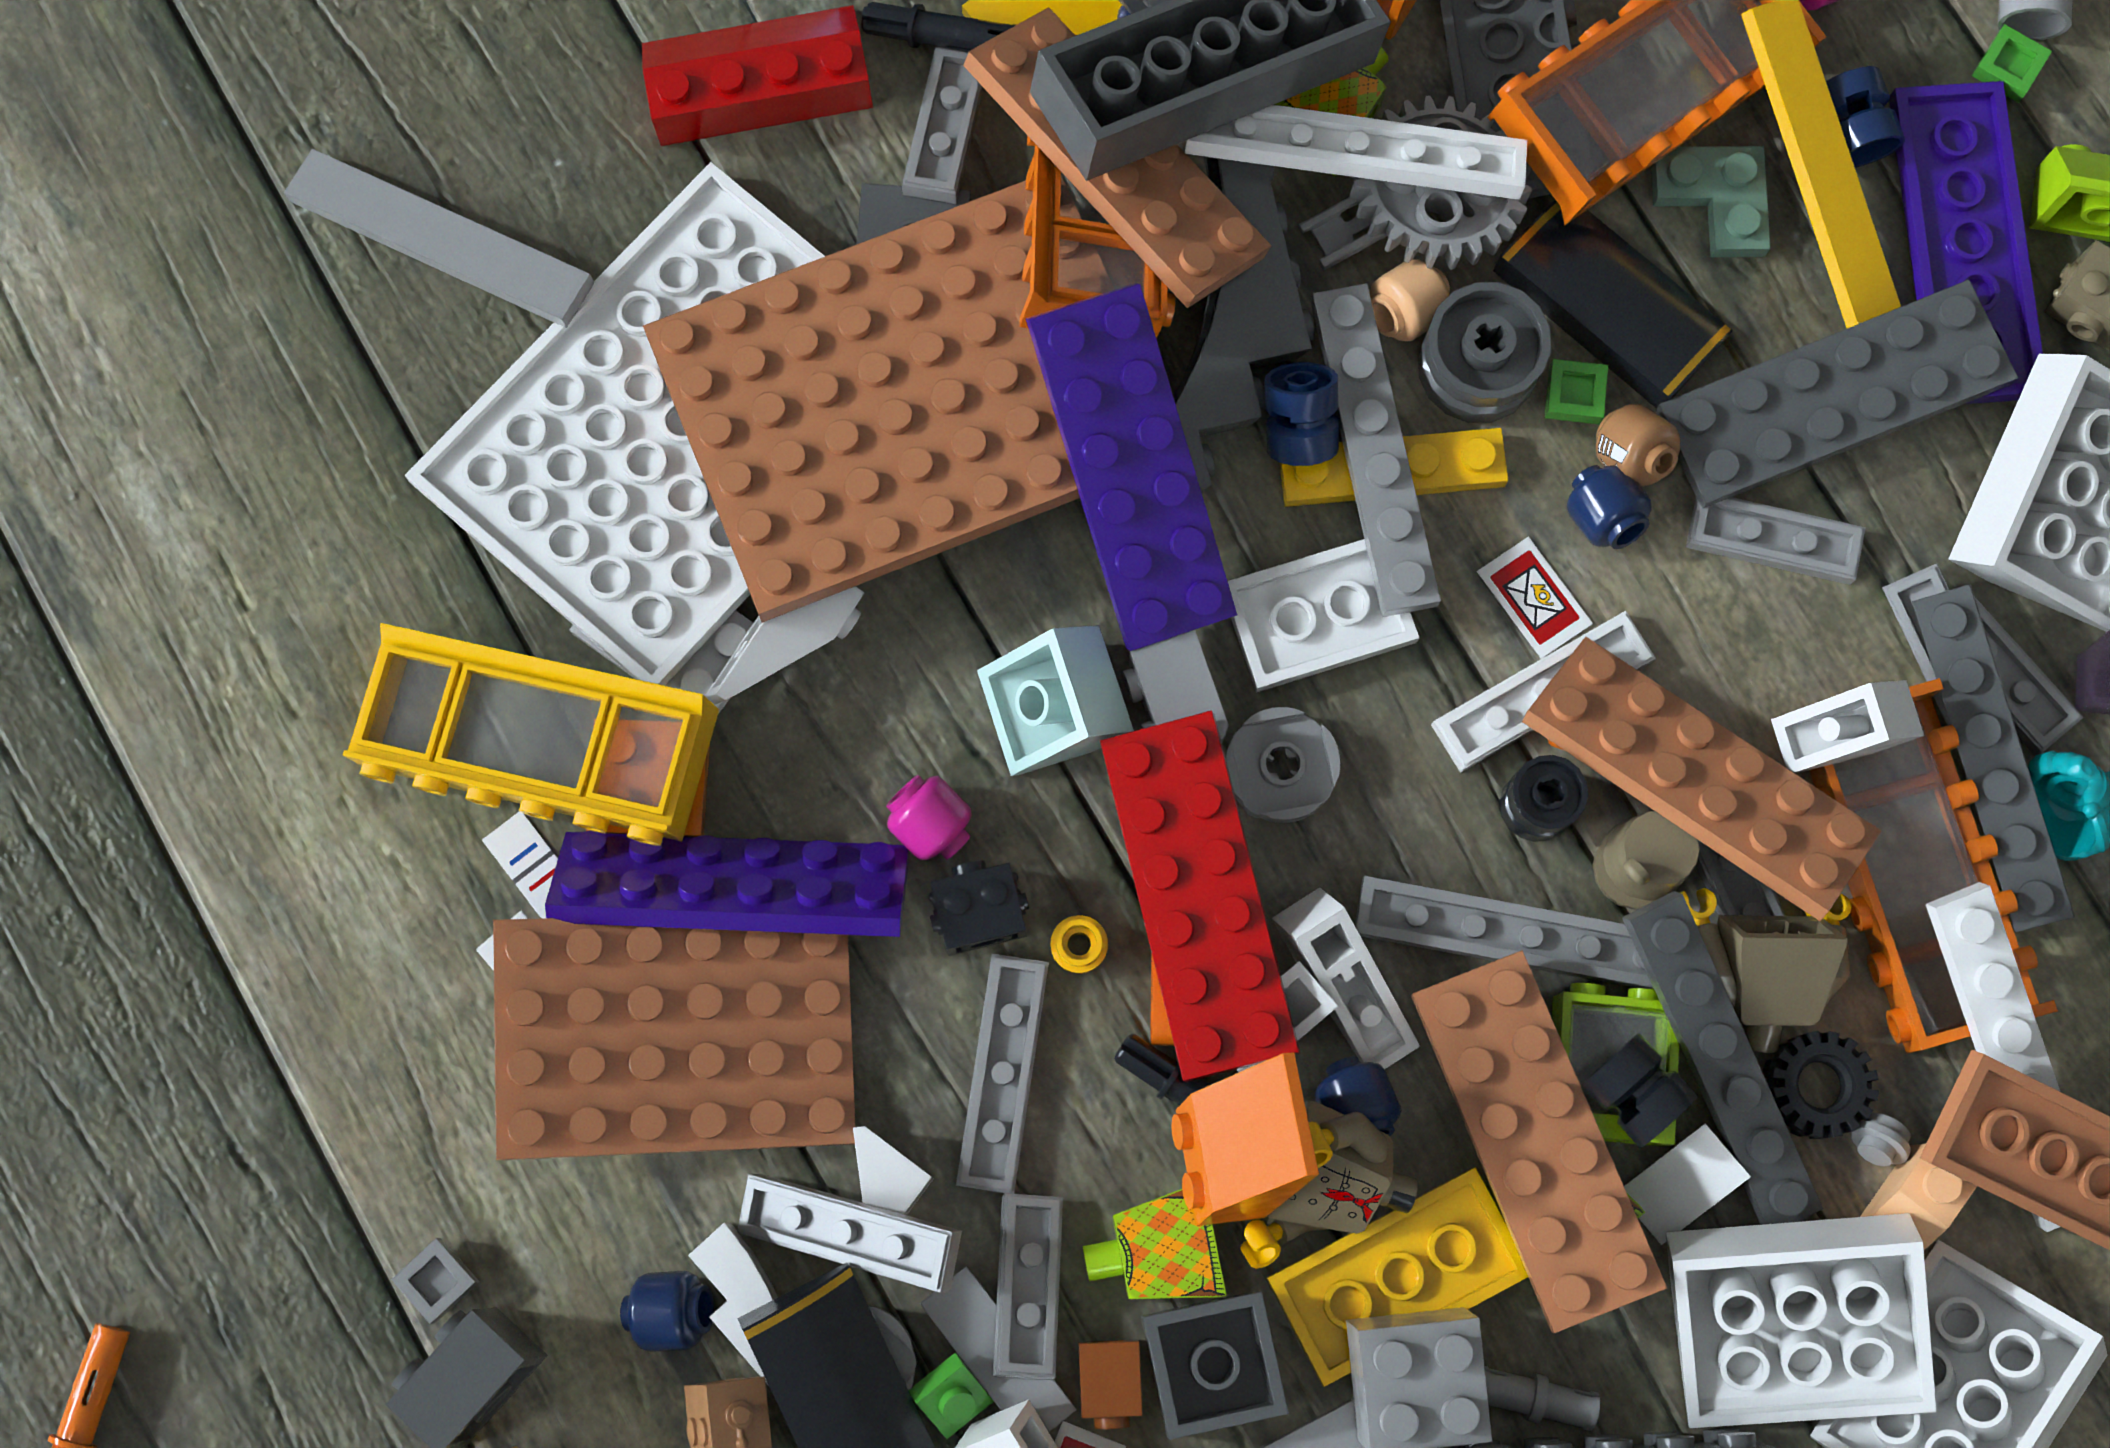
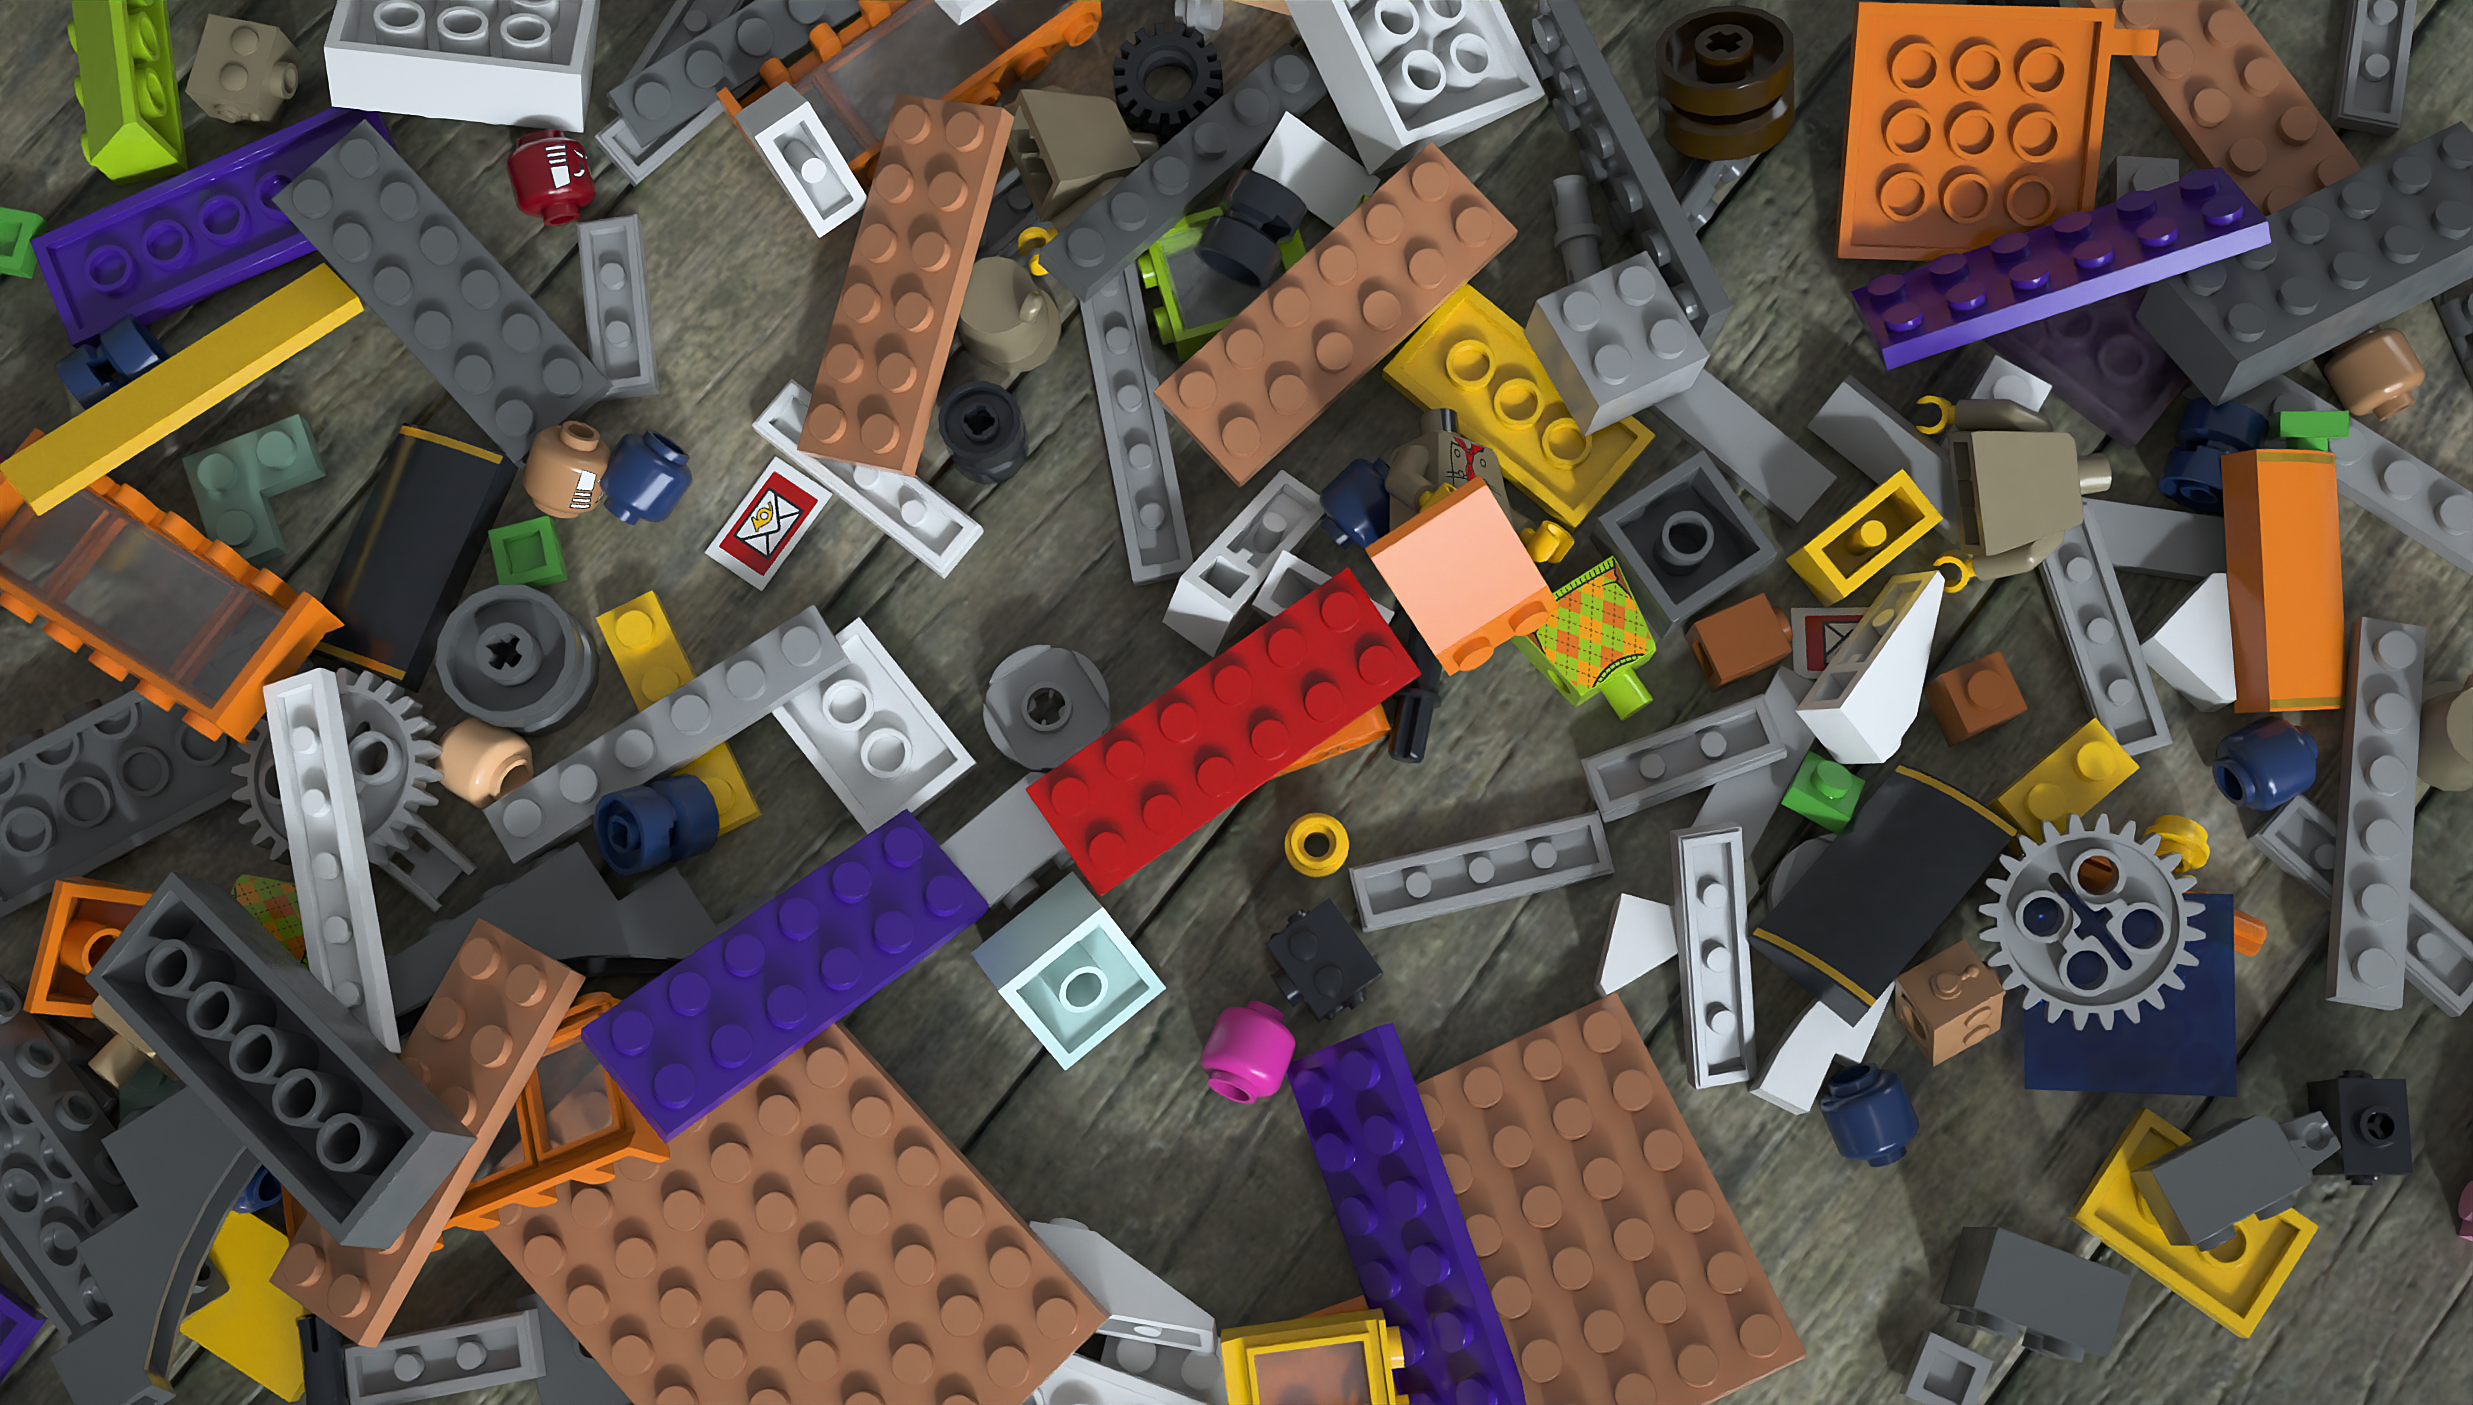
camera: 105 degrees left, 0 degrees up
(1913, 517) = (550, 177): none -> dark red head

